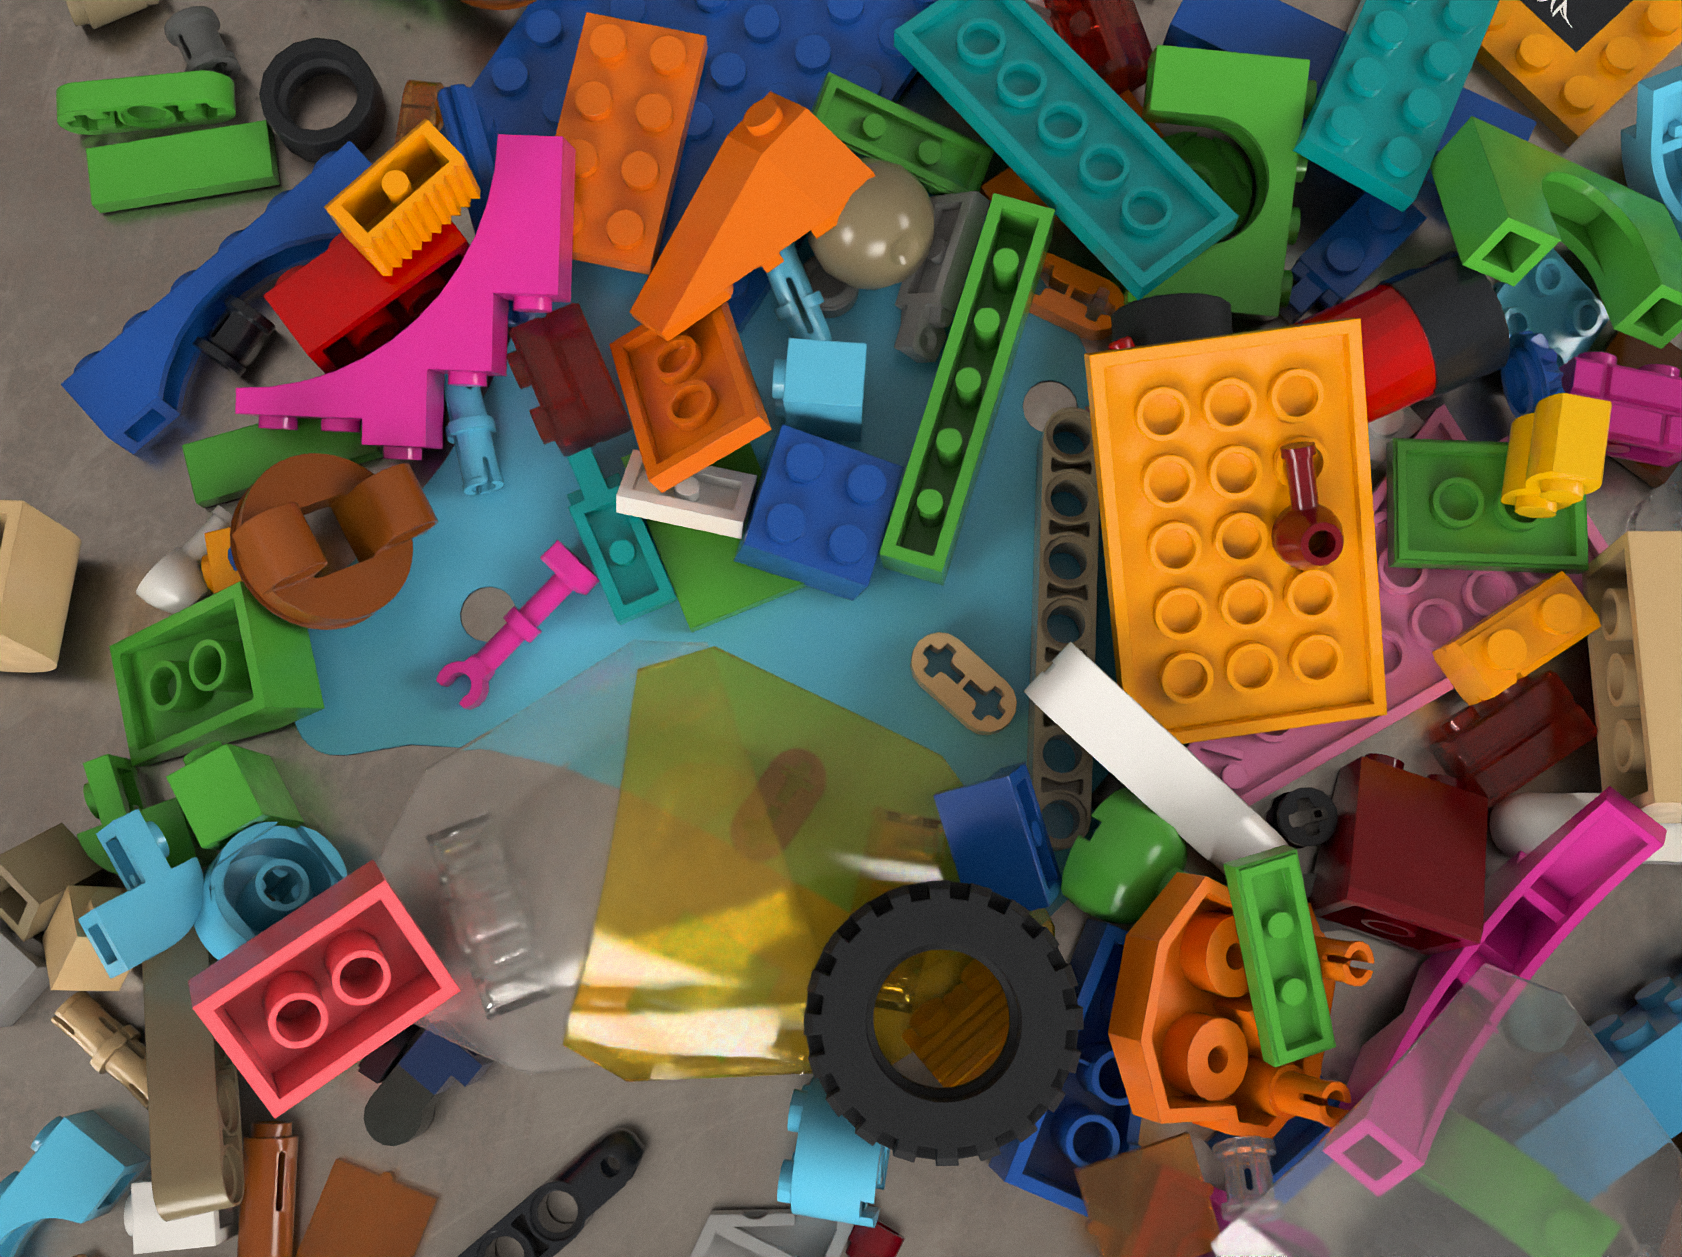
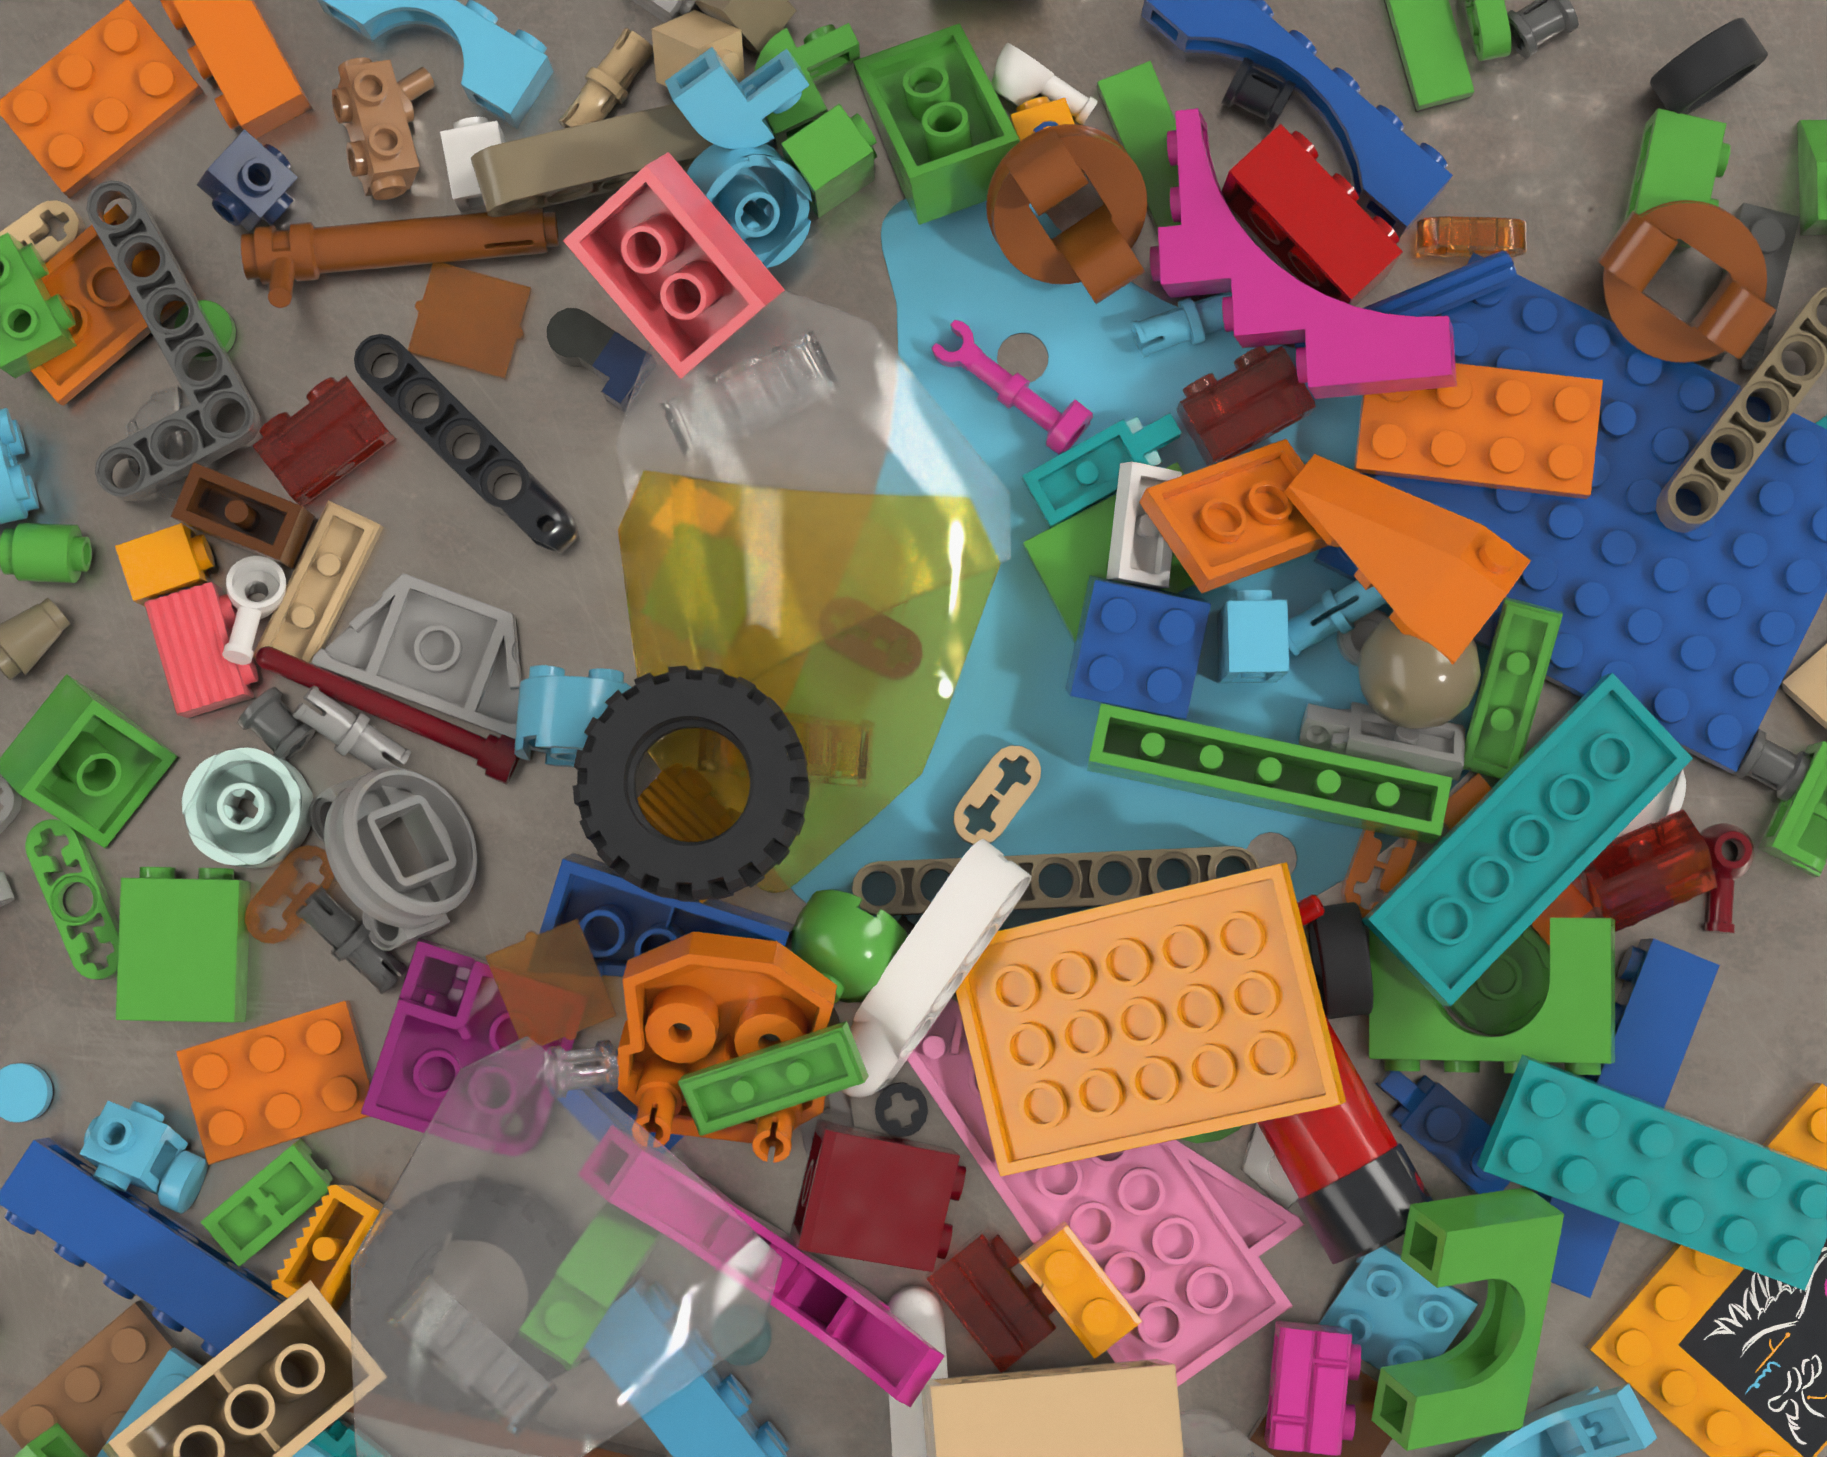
camera: 85 degrees right, 5 degrees up
(312, 59) = (1519, 102): black tyre -> none
(385, 1058) = (618, 321): black tile -> none
(404, 198) = (1373, 240): light orange brick -> none
(1001, 837) = (853, 834): blue panel -> none
(1305, 515) = (1163, 1074): dark red bar -> none
(1451, 513) = (1207, 1265): bright green tile -> none
(1530, 372) = (1326, 1298): blue gear -> none
(1556, 454) = (1245, 1306): yellow brick -> none

